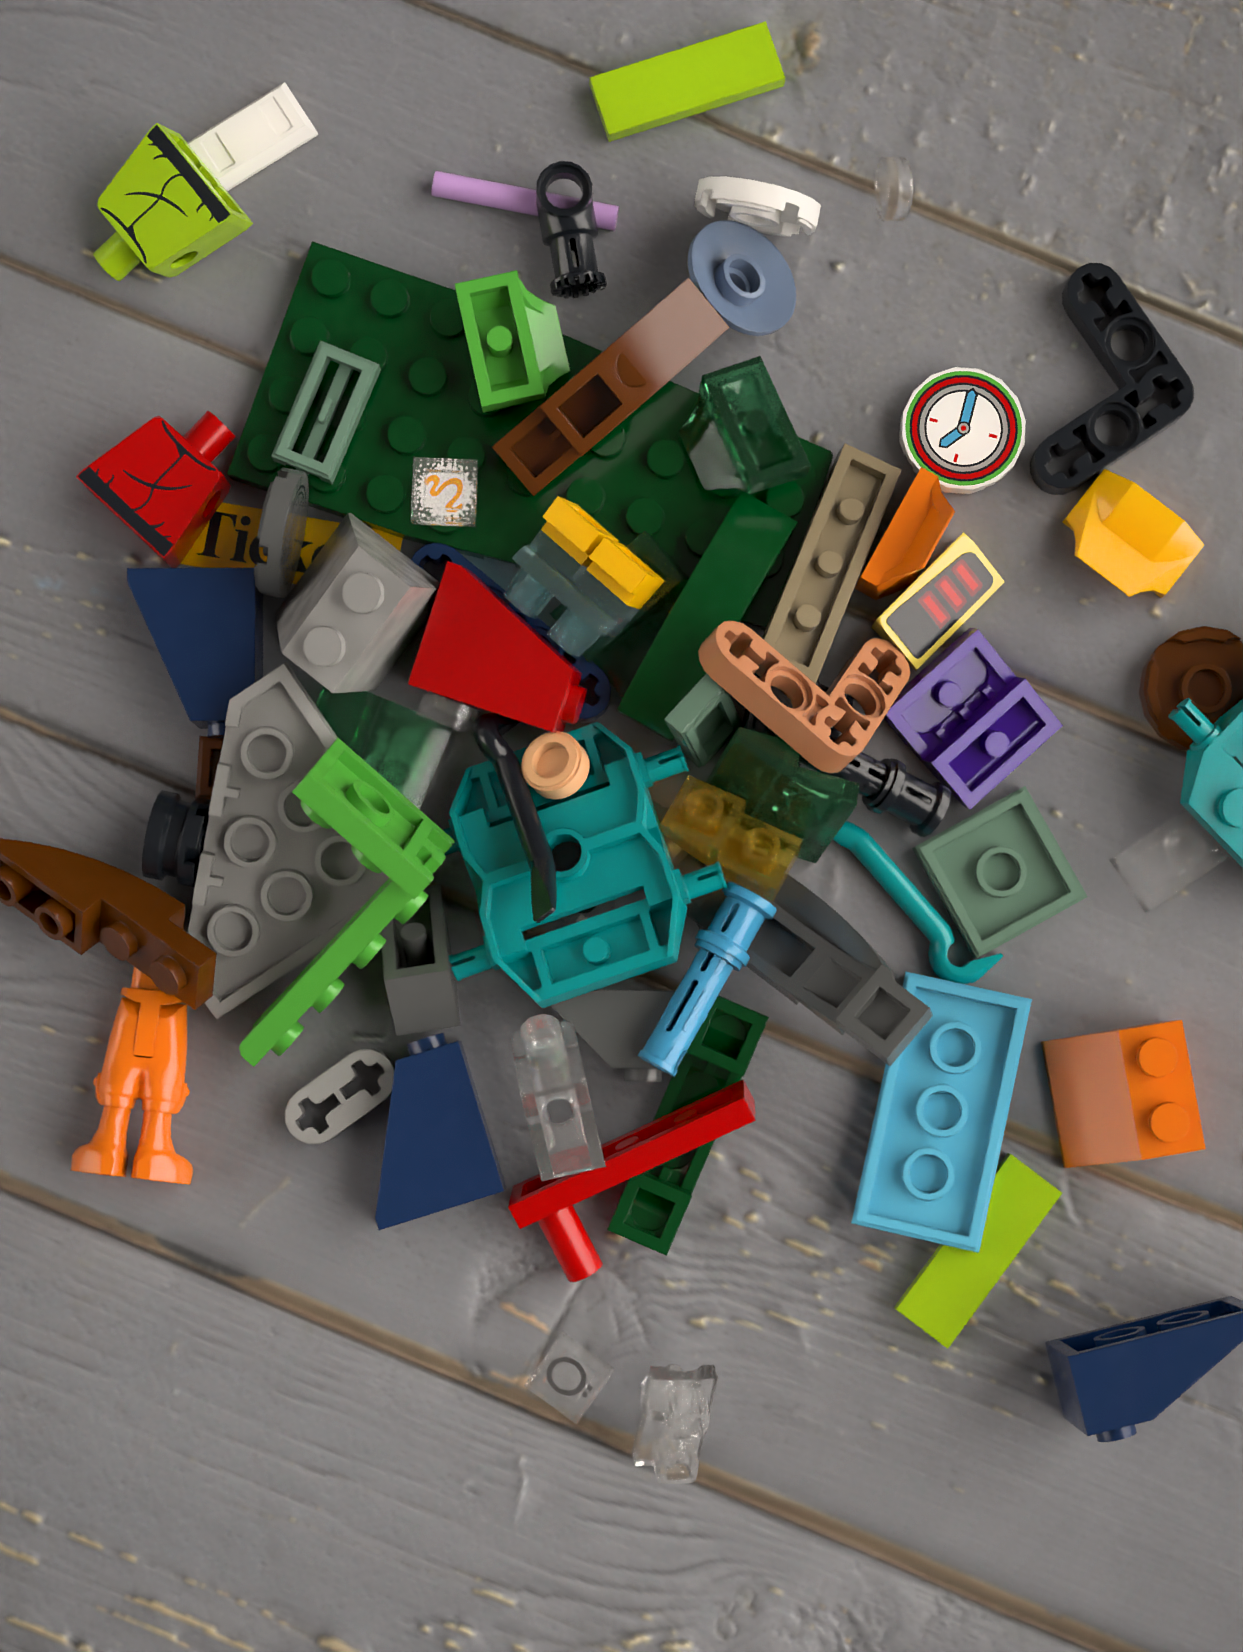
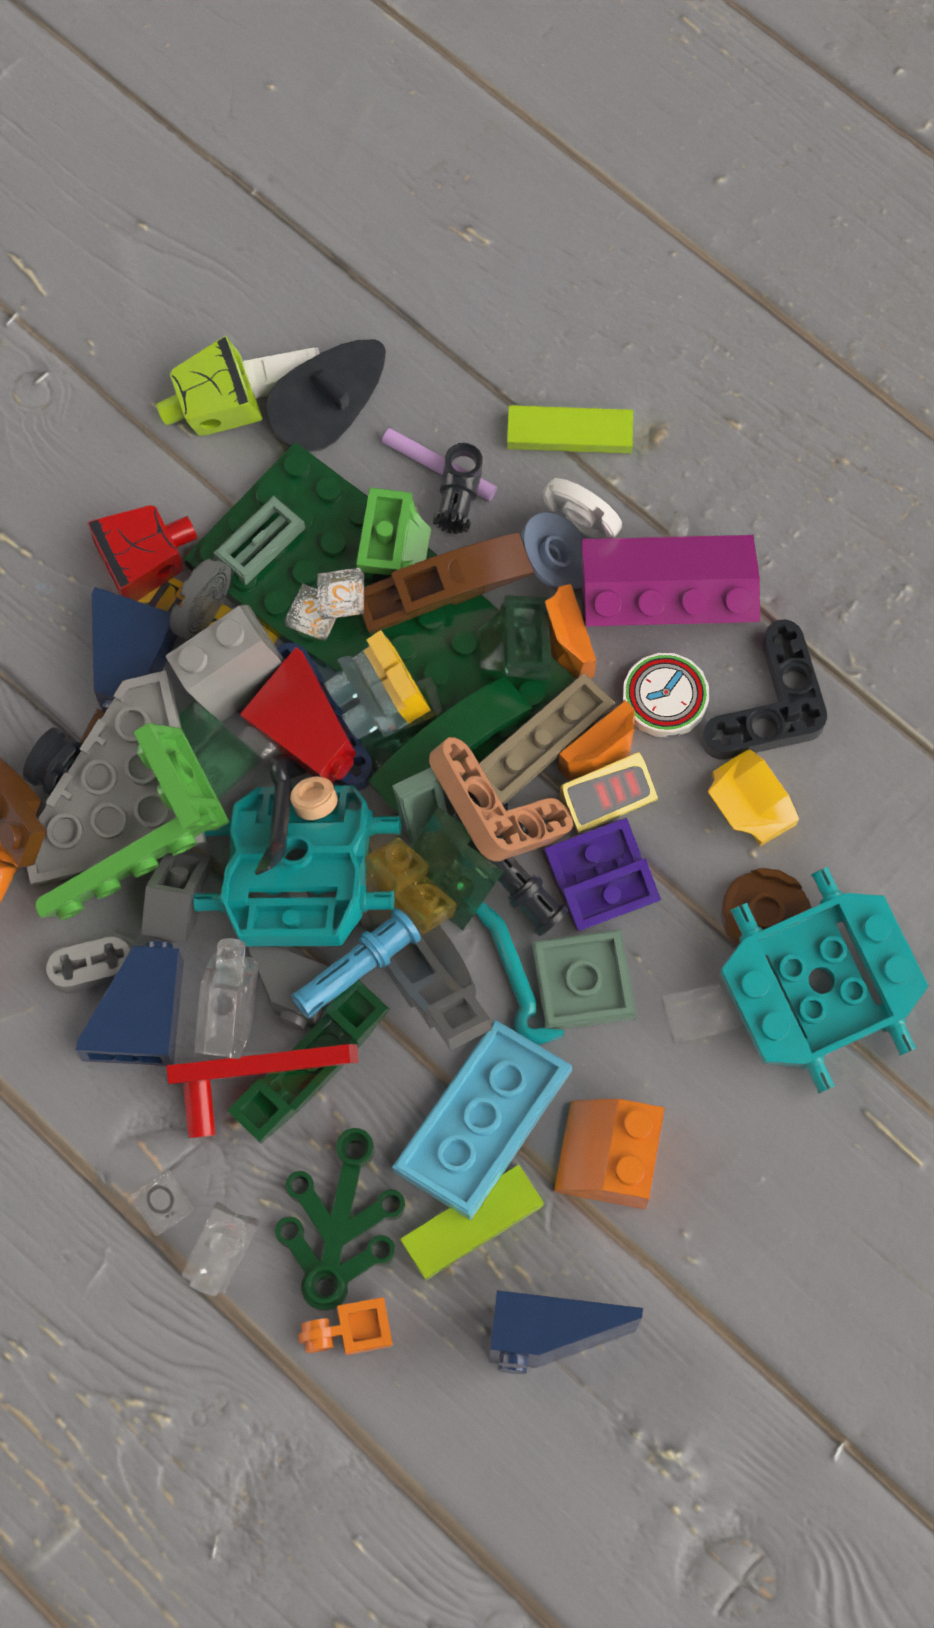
camera: 25 degrees right, 15 degrees down
(325, 153) = (325, 394): none -> black shield
(476, 457) = (340, 593): none -> clear tile
(806, 394) = (569, 635): none -> orange slope
(809, 1324) = (338, 1228): none -> dark green plant
(891, 1442) = (361, 1325): none -> orange plate
(916, 268) = (670, 580): none -> magenta slope

